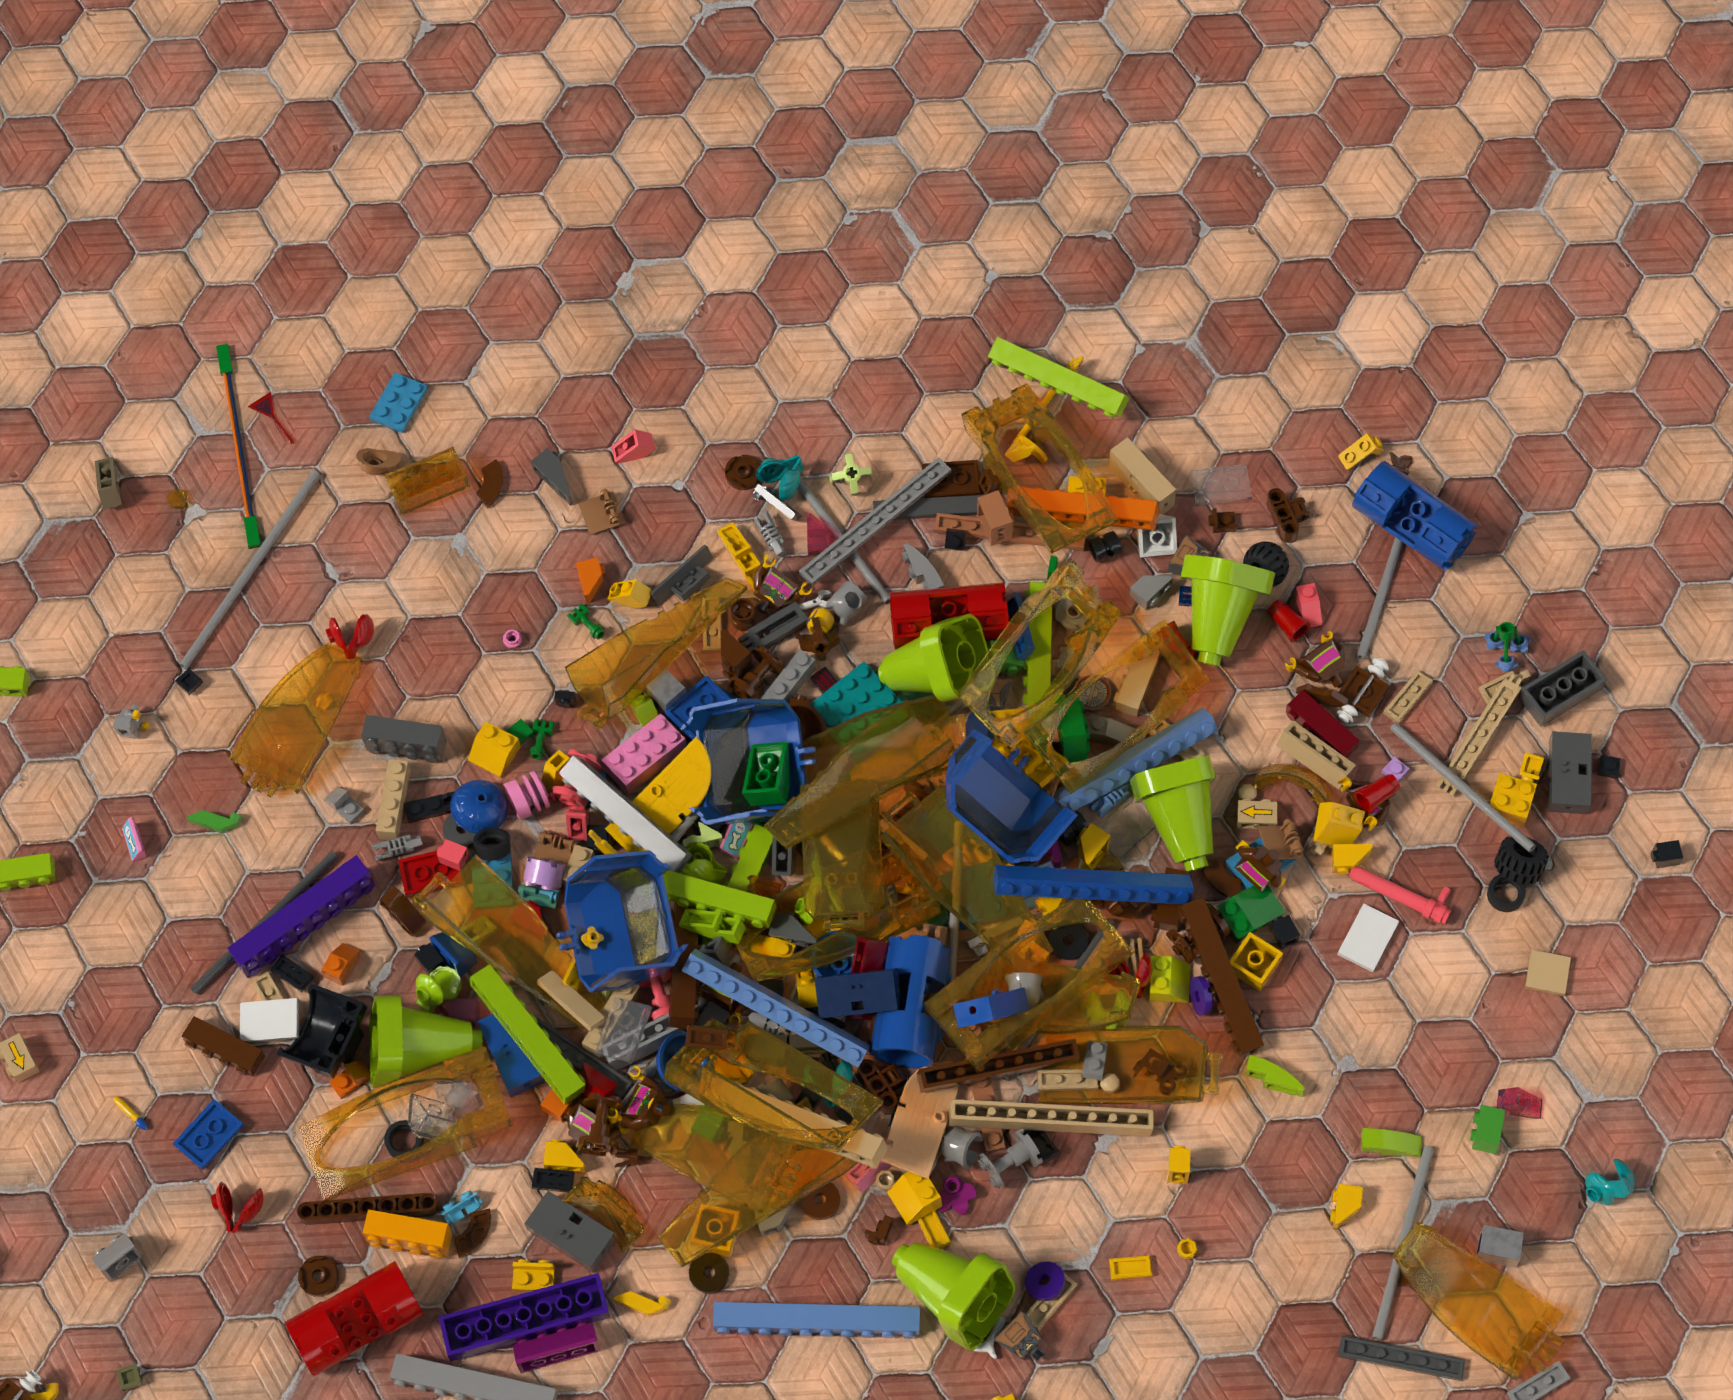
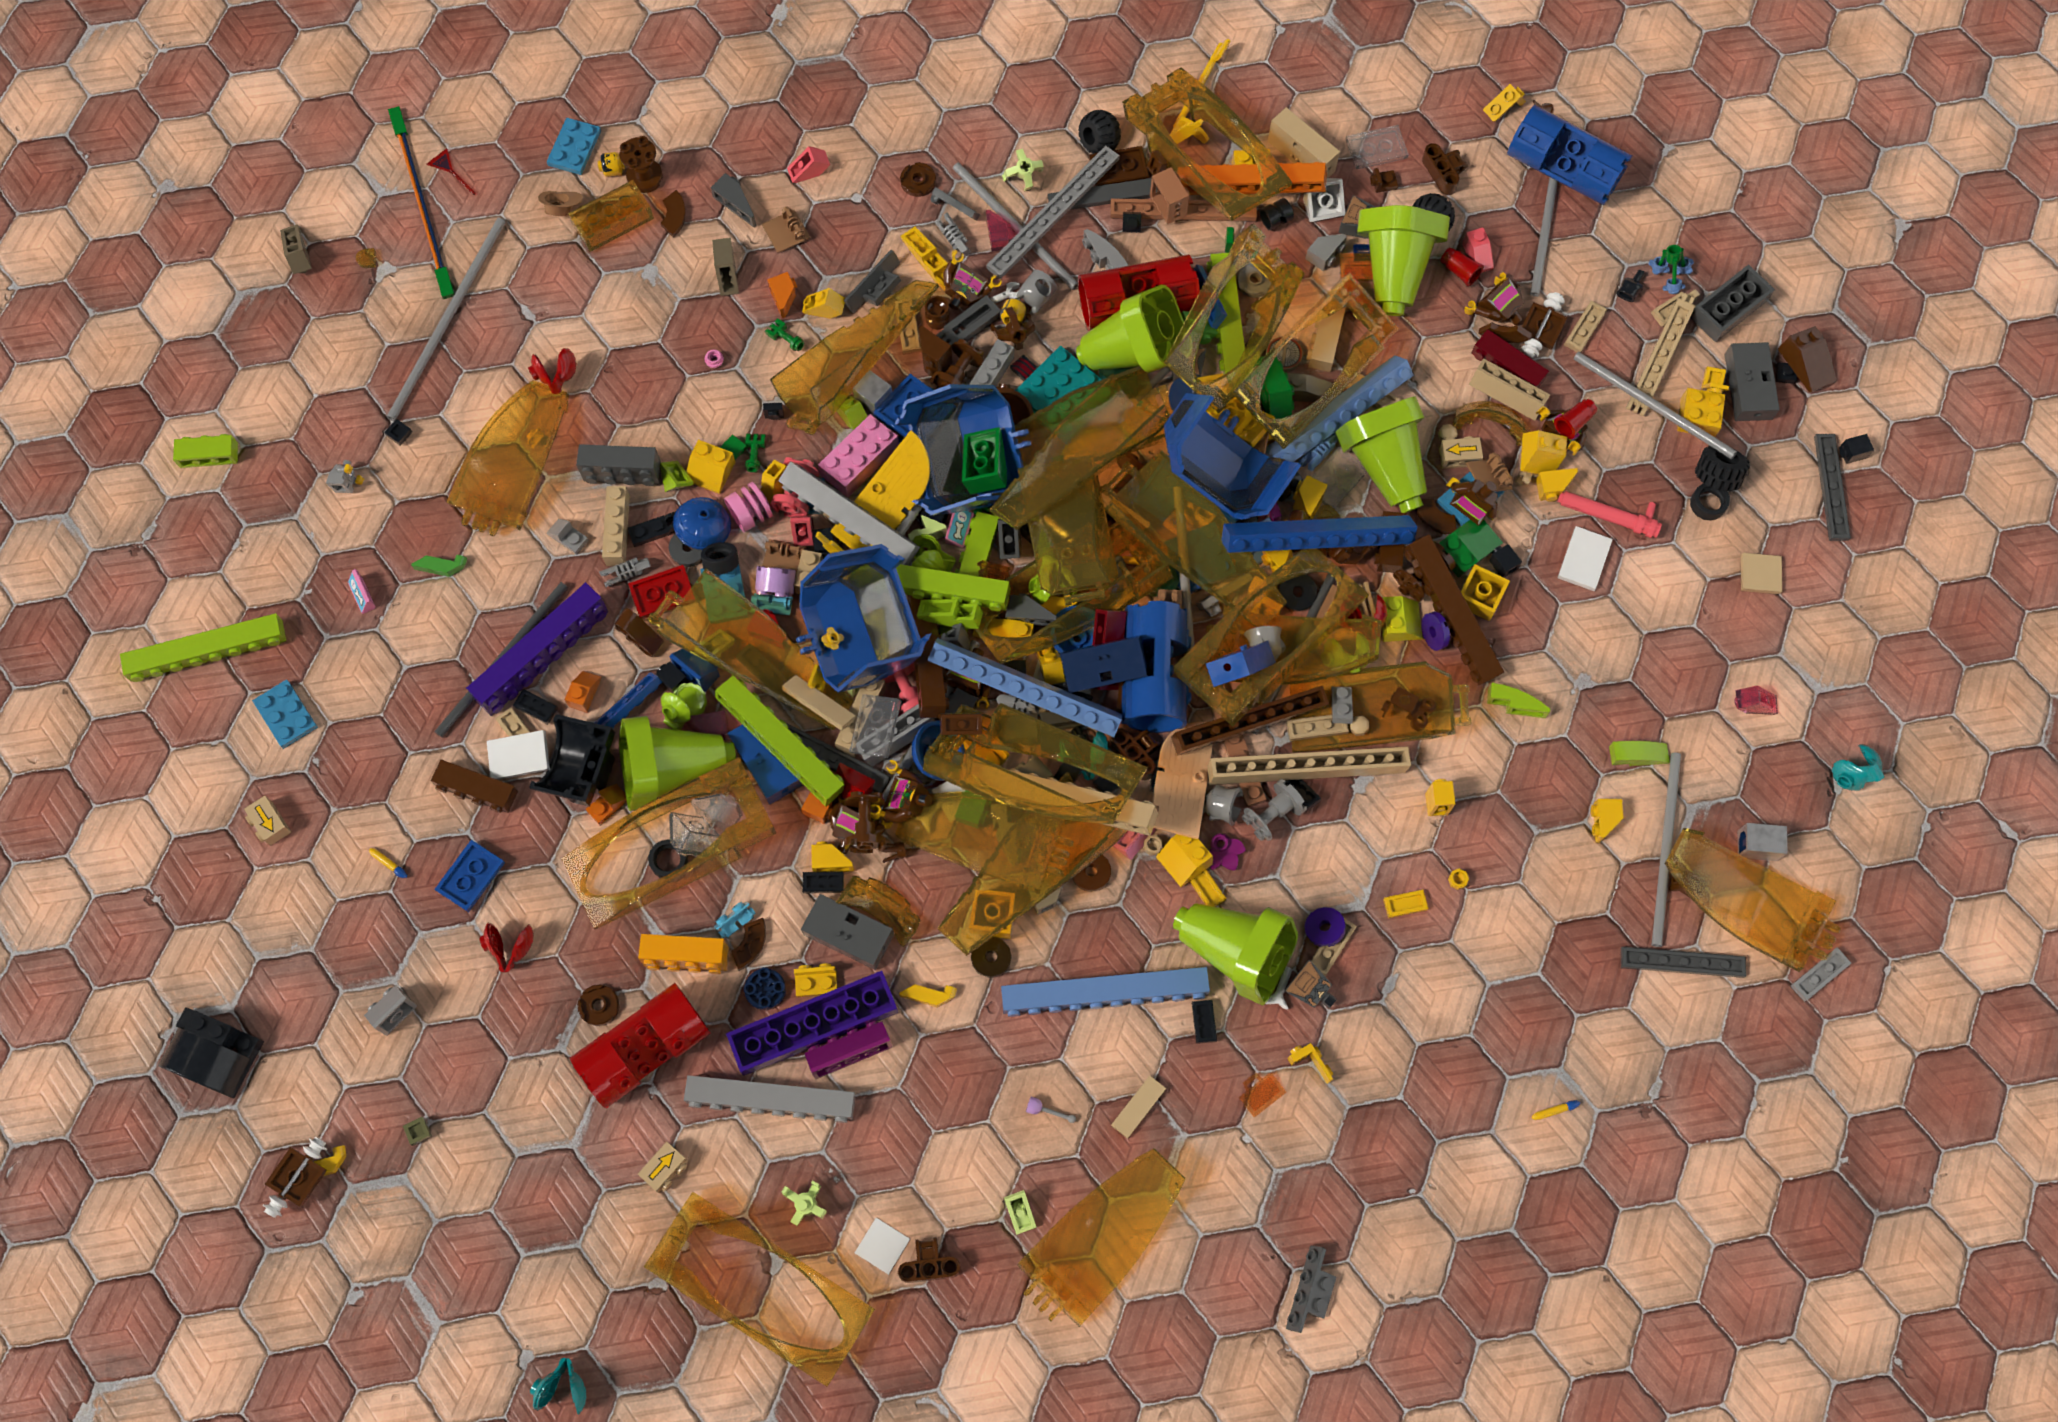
camera: 10 degrees left, 5 degrees up
(46, 954) = (285, 714): none -> dark azure plate
(359, 1204) = (630, 930): reddish brown beam -> none
(385, 978) = (630, 700): none -> blue plate
(434, 426) = (611, 164): none -> yellow head
(452, 854) = (682, 572): coral brick -> none
(457, 755) = (674, 476): none -> lime slope
(463, 430) = (639, 157): none -> reddish brown piece
(482, 1279) = (765, 989): none -> dark blue tile
(535, 544) = (725, 266): none -> dark tan slope
(789, 470) = (949, 171): teal animal -> none
(883, 1229) = (1158, 893): reddish brown bracket -> none
(910, 1361) = (1204, 1021): none -> black plate
(934, 440) = (1099, 130): none -> black wheel
(1058, 377) = (1210, 60): lime brick -> none
(1177, 609) = (1357, 264): none -> clear orange plate
(1396, 768) = (1584, 393): lavender plate -> none
(1462, 660) = (1631, 287): none -> black piece
(1488, 1129) = (1731, 729): bright green brick -> none
(1633, 755) = (1809, 358): none -> reddish brown slope
(1636, 891) = (1832, 487): none -> dark grey tile

